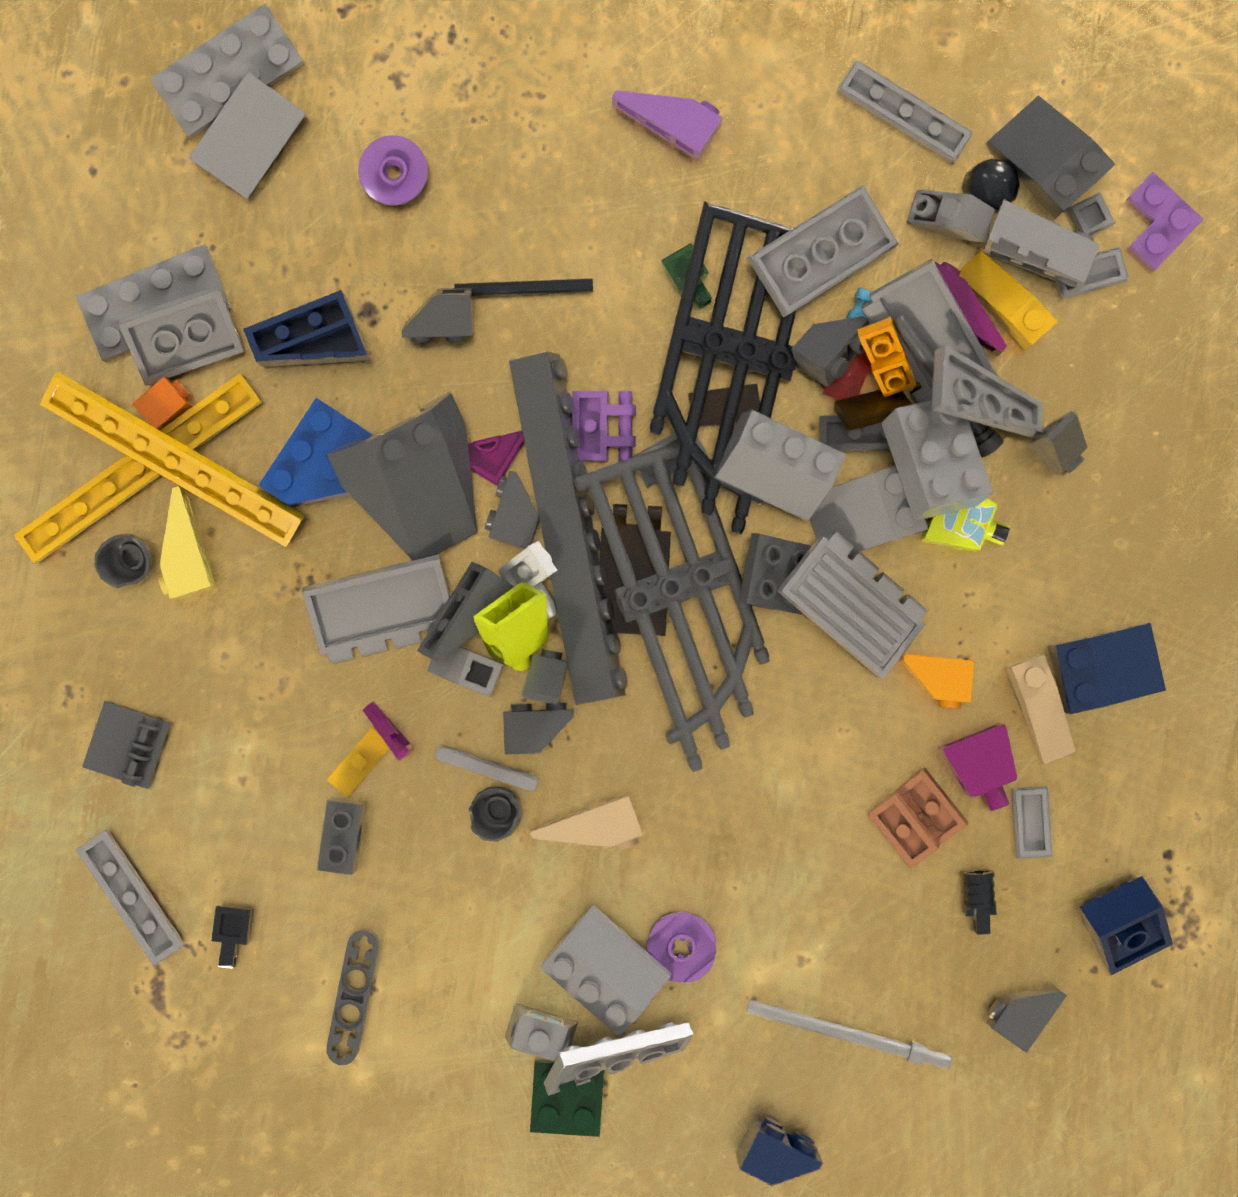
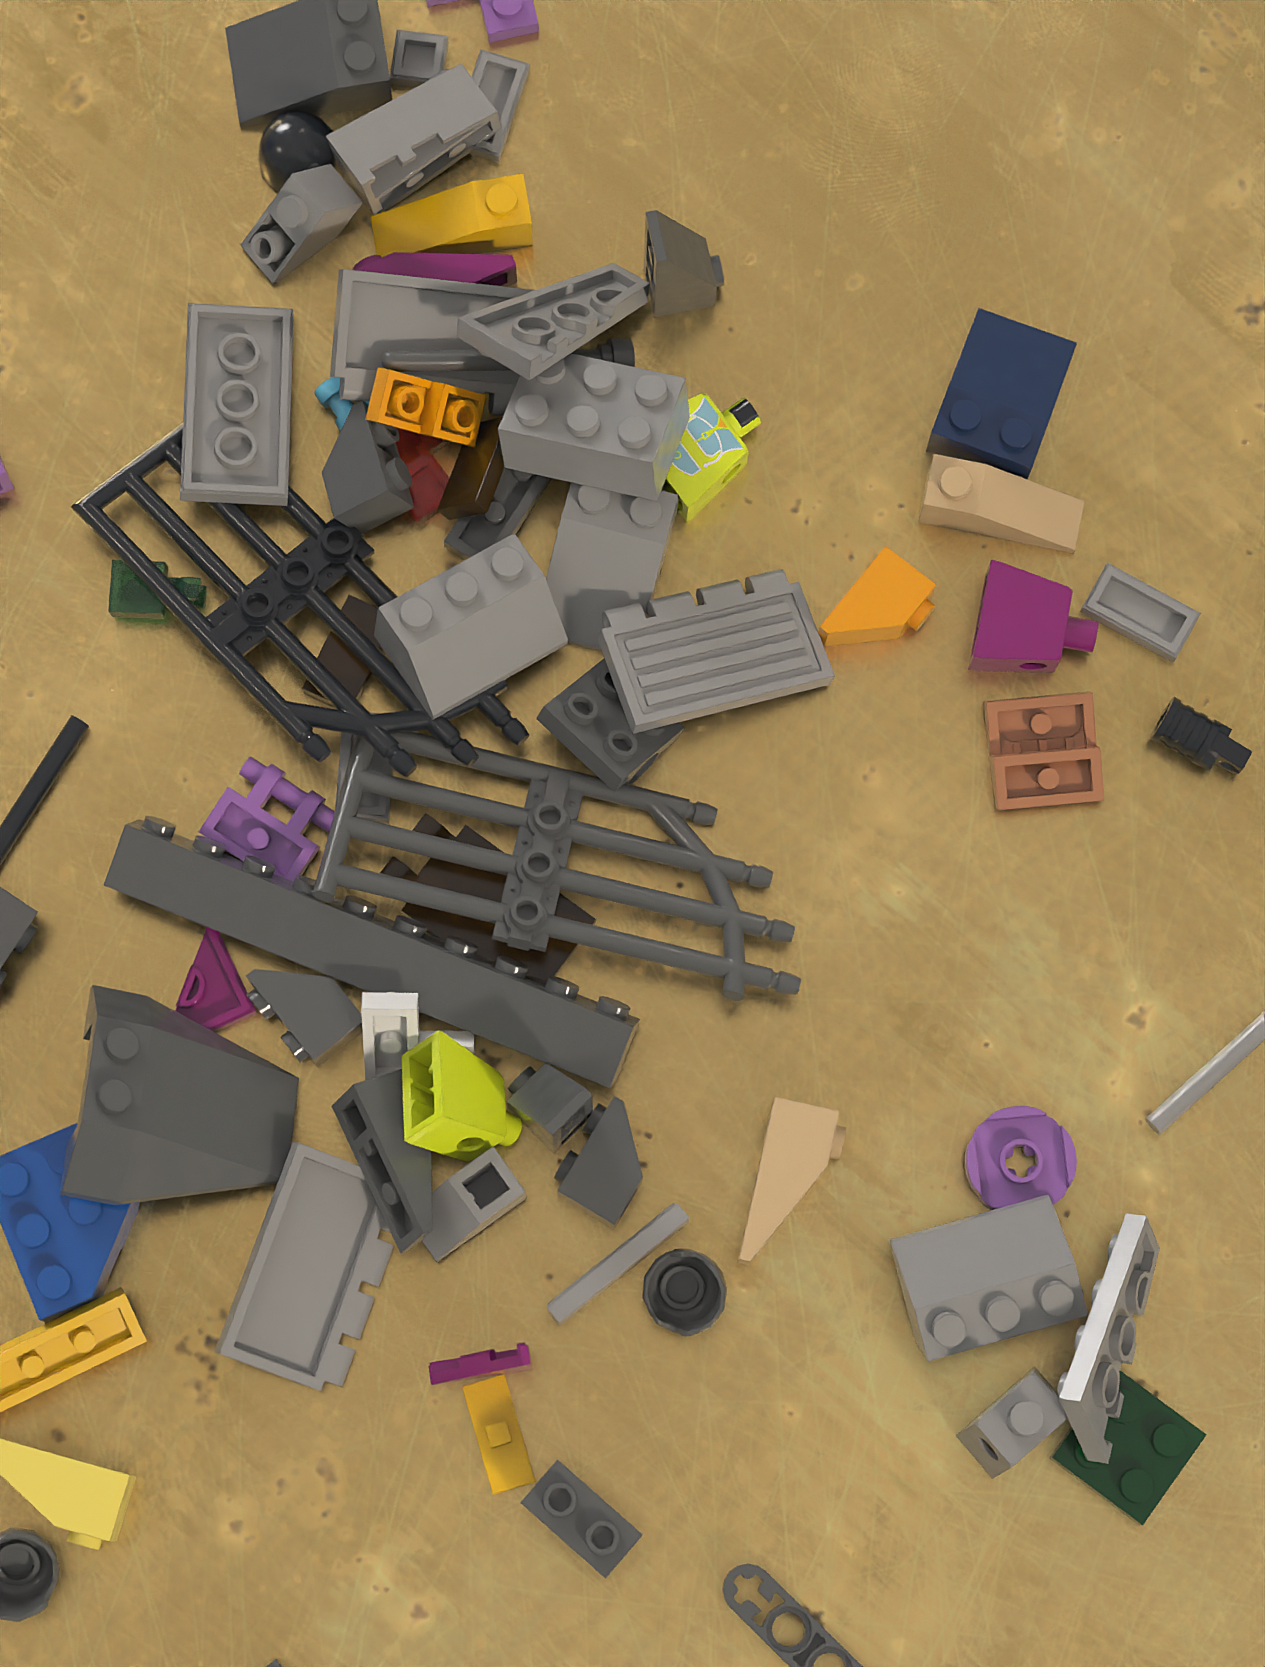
camera: 60 degrees left, 10 degrees down
(905, 111) = (132, 198): light grey tile -> none

